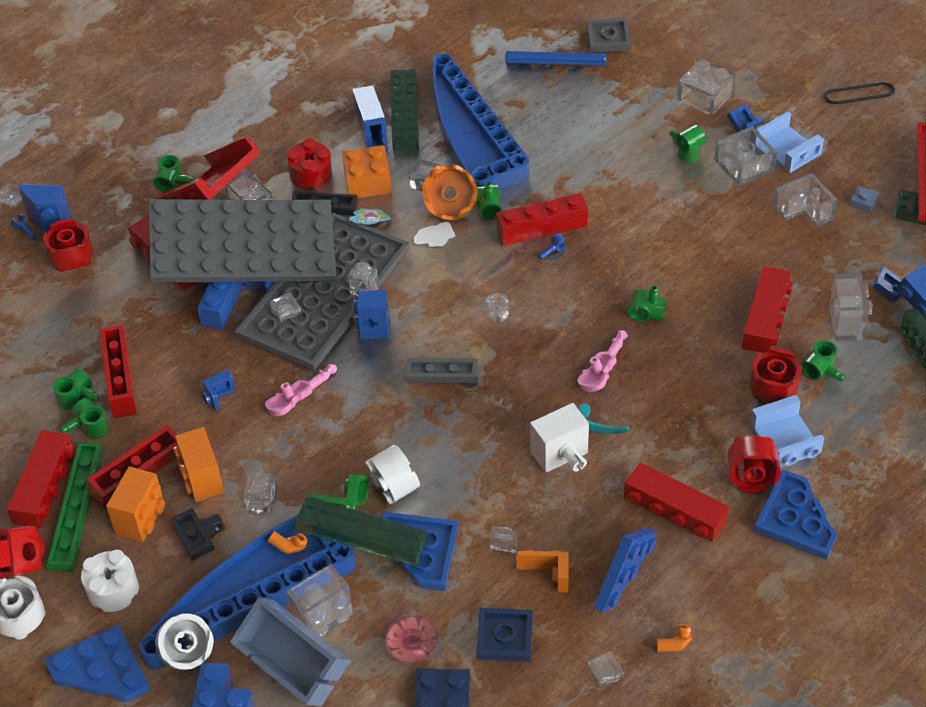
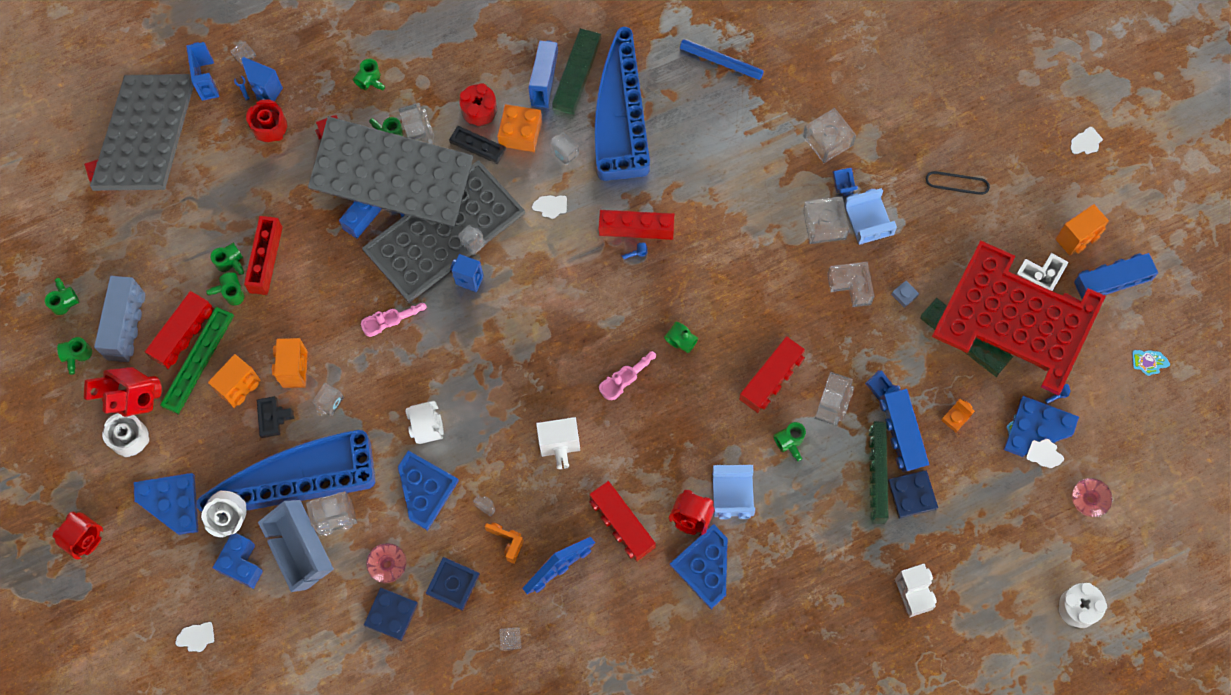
camera: 20 degrees right, 20 degrees up
(109, 580) = (189, 429): white brick -> none
(147, 456) = (245, 345): red brick -> none
(217, 387) = (331, 293): blue bracket -> none
(225, 165) = (392, 100): red panel -> none
(285, 307) = (405, 242): clear plate -> none
(288, 545) = (328, 455): orange arm -> none
(356, 489) = (379, 430): green bracket -> none
(362, 531) = (382, 465): clear green piece -> none
(369, 216) = (505, 171): sticker -> none
(441, 370) = (501, 339): dark grey plate -> none
(449, 177) = (562, 179): orange plate -> none
(488, 200) = (603, 190): green piece -> none
(497, 307) = (567, 300): clear wheel -> none
(594, 427) = (582, 425): teal piece -> none
(608, 35) = (775, 50): dark grey plate -> none
(677, 642) = (572, 635): orange arm -> none
(689, 142) = (787, 189): green piece -> none
(775, 375) = (744, 430): red brick -> none

